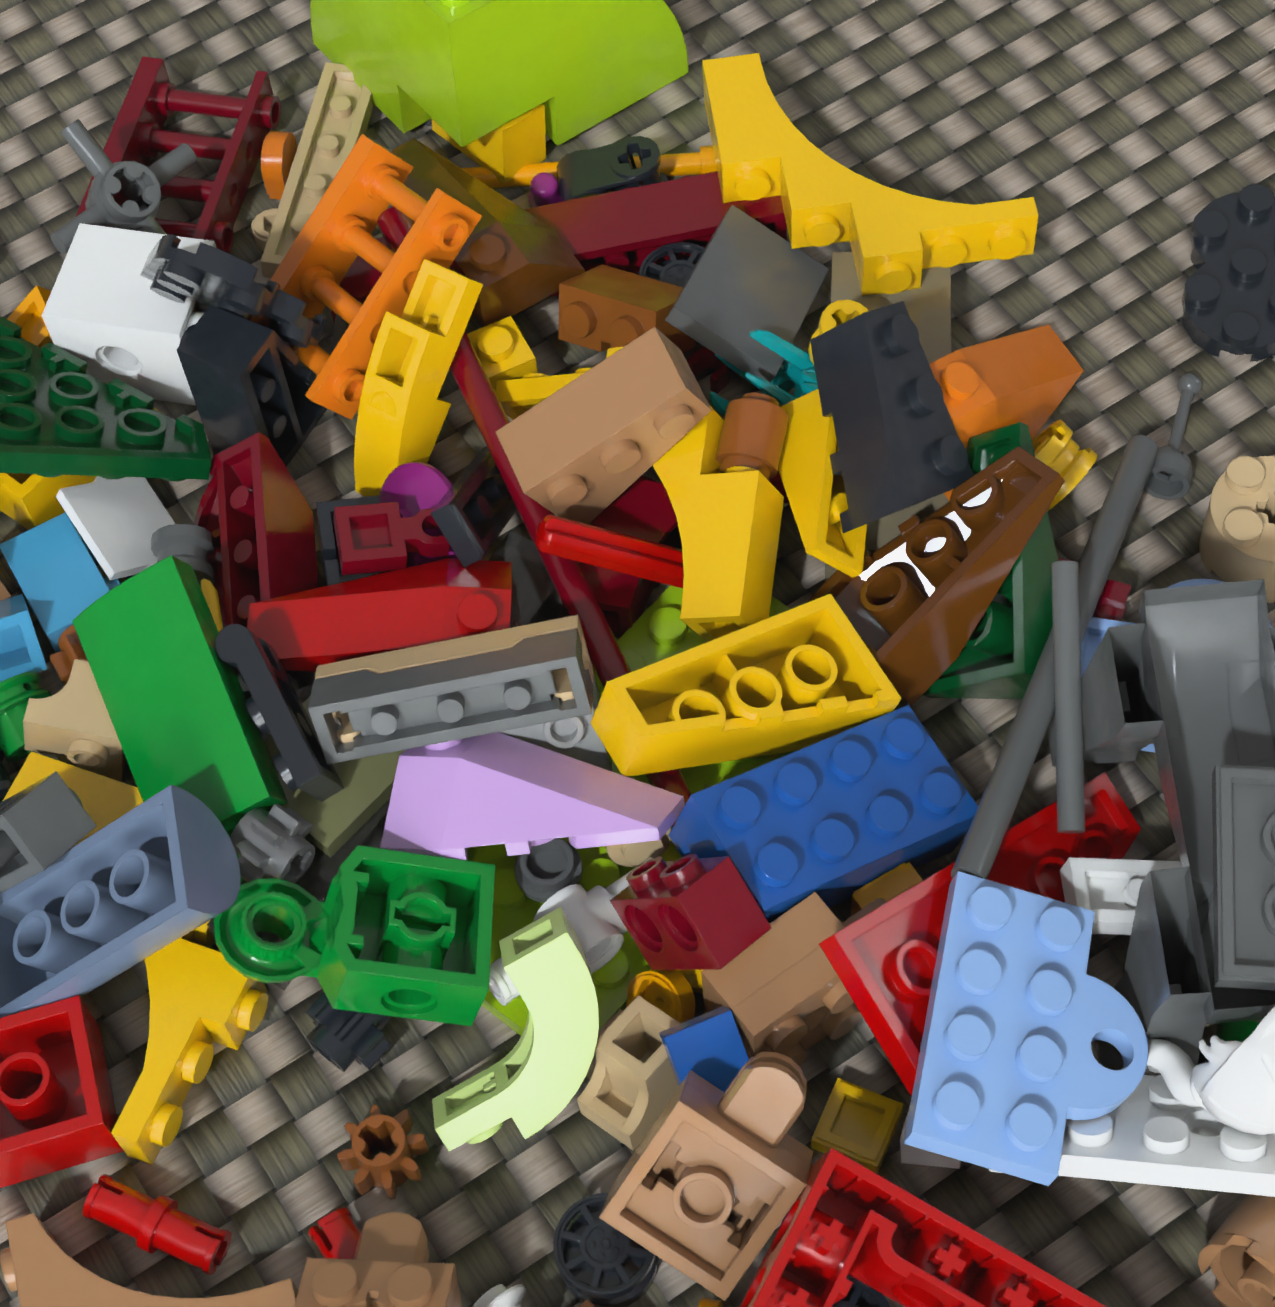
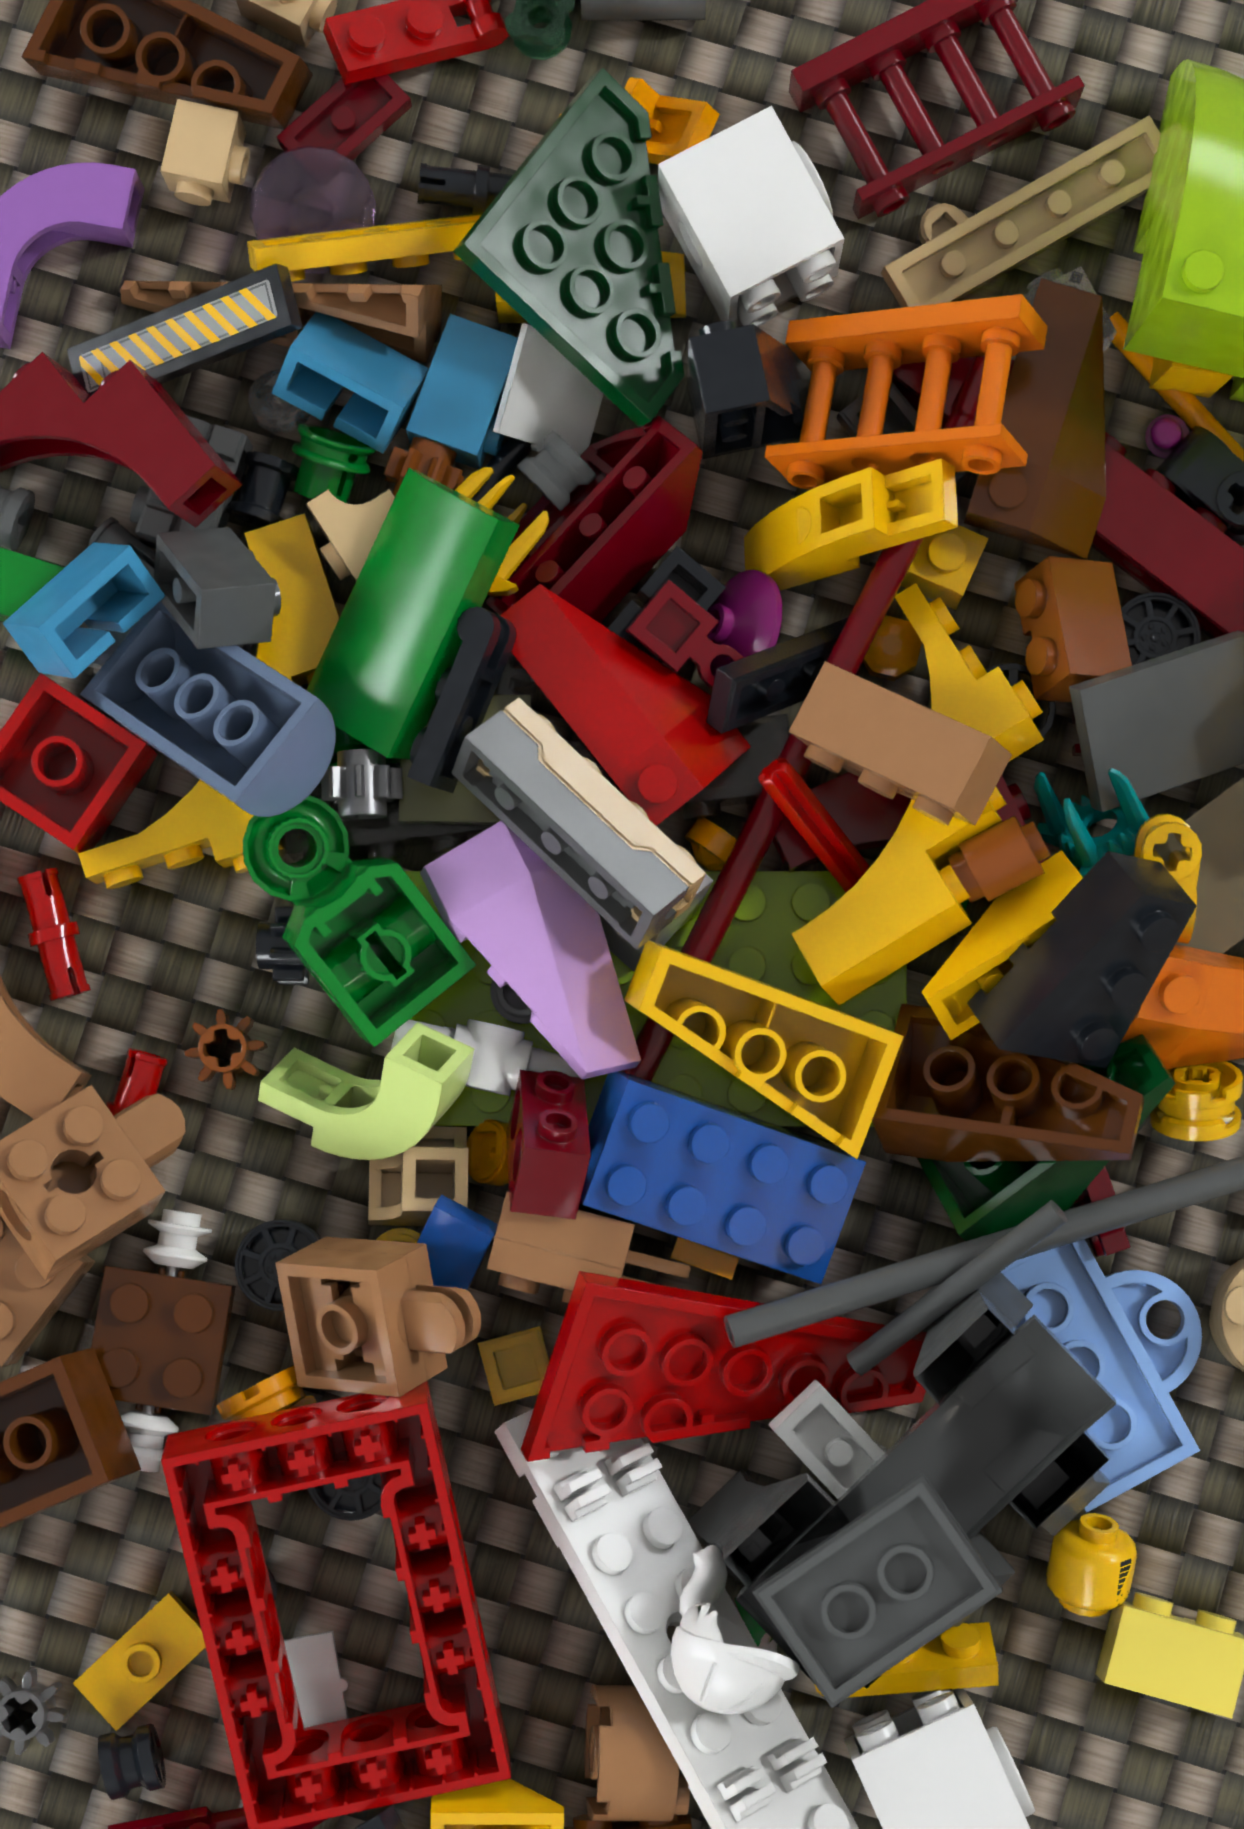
camera: 50 degrees right, 25 degrees up
(138, 182) = (821, 89): dark grey bar -> none
(229, 284) = (780, 322): black plate -> none
(276, 161) = (1010, 174): orange tile -> none
(1015, 1031) = (635, 1453): light blue plate -> none

